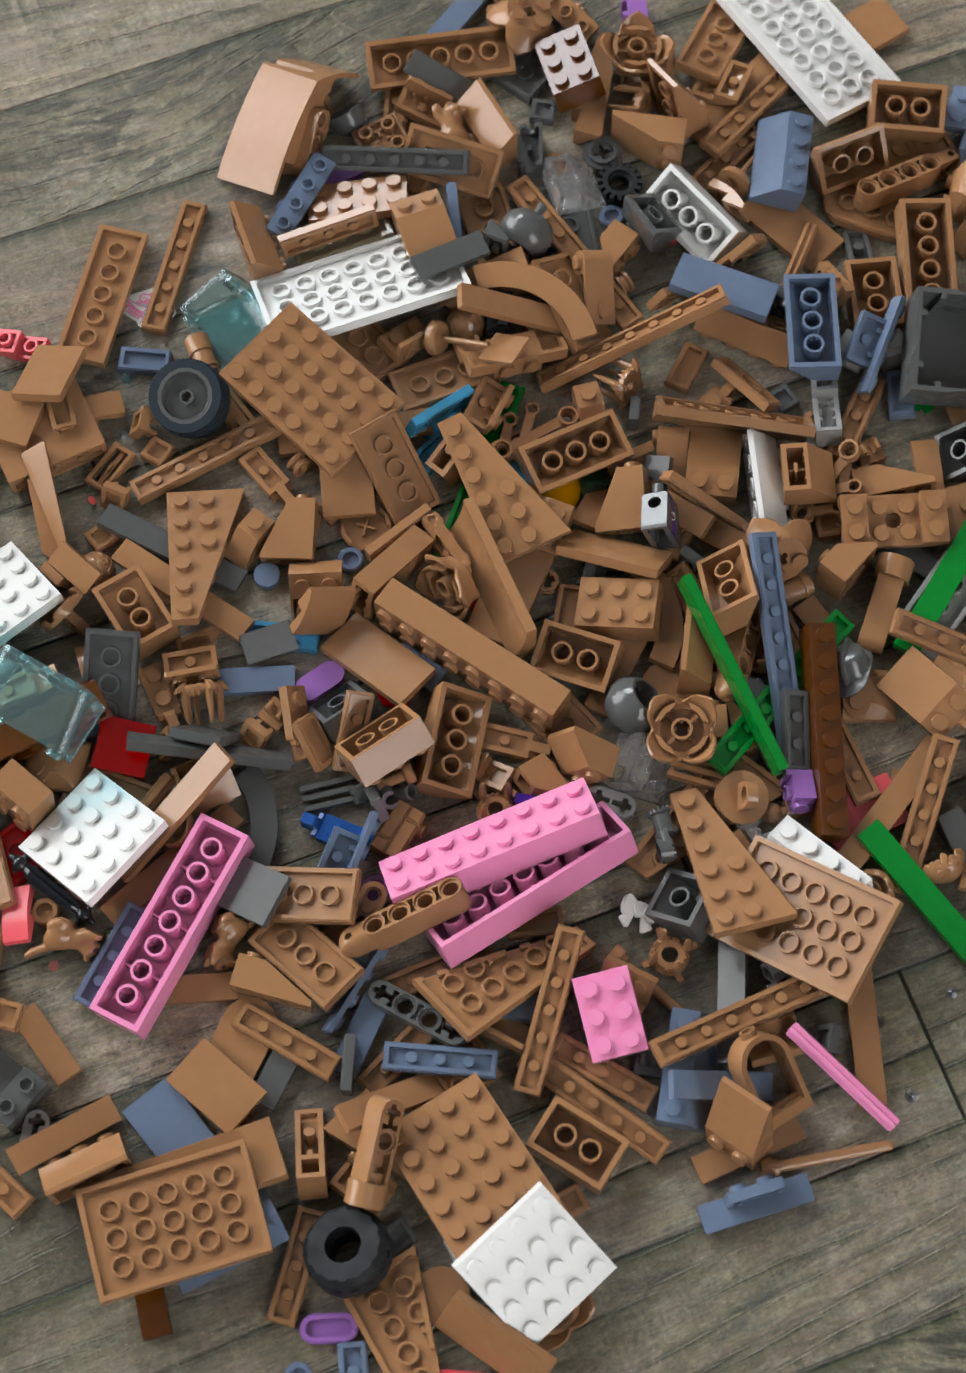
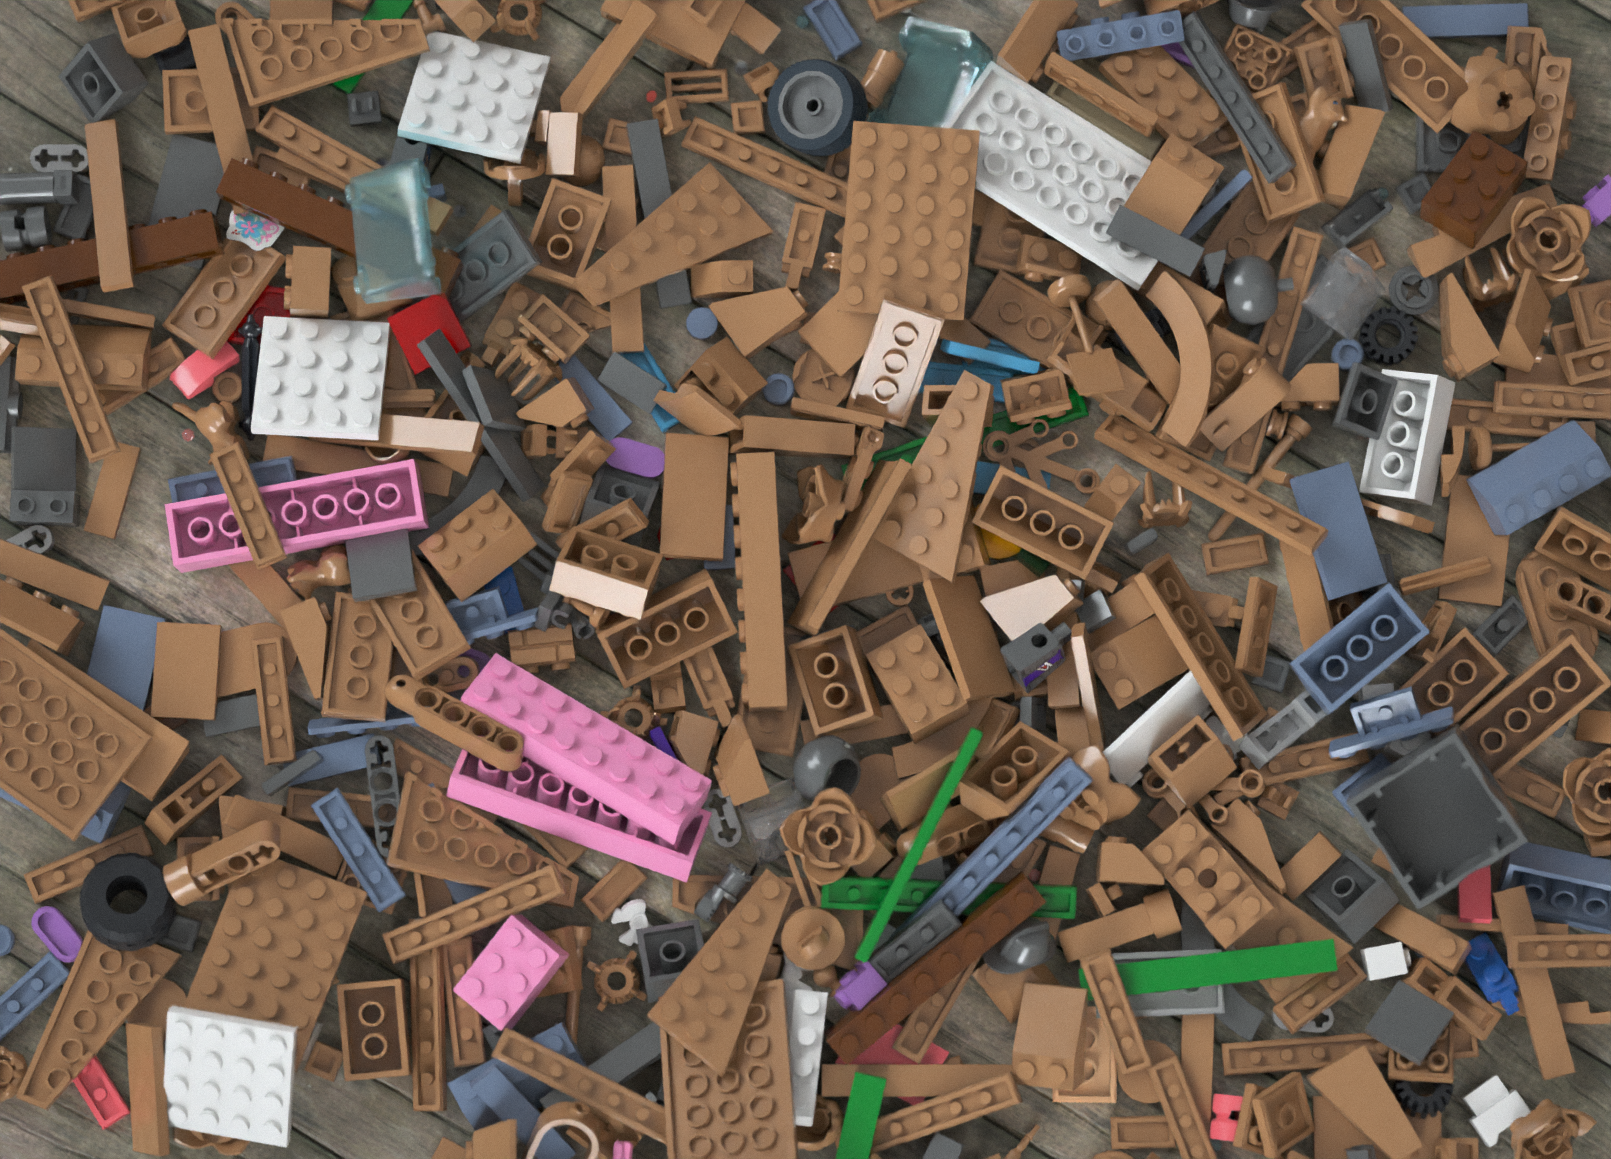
camera: 50 degrees right, 15 degrees up
(139, 947) = (248, 506): none -> medium nougat tile
(245, 700) = (559, 406): none -> medium nougat slope
(294, 819) = (477, 545): none -> medium nougat brick
(603, 910) = (614, 889): none -> medium nougat tile
(638, 275) = (1295, 431): none -> medium nougat piece
(853, 601) = (1102, 898): none -> medium nougat tile

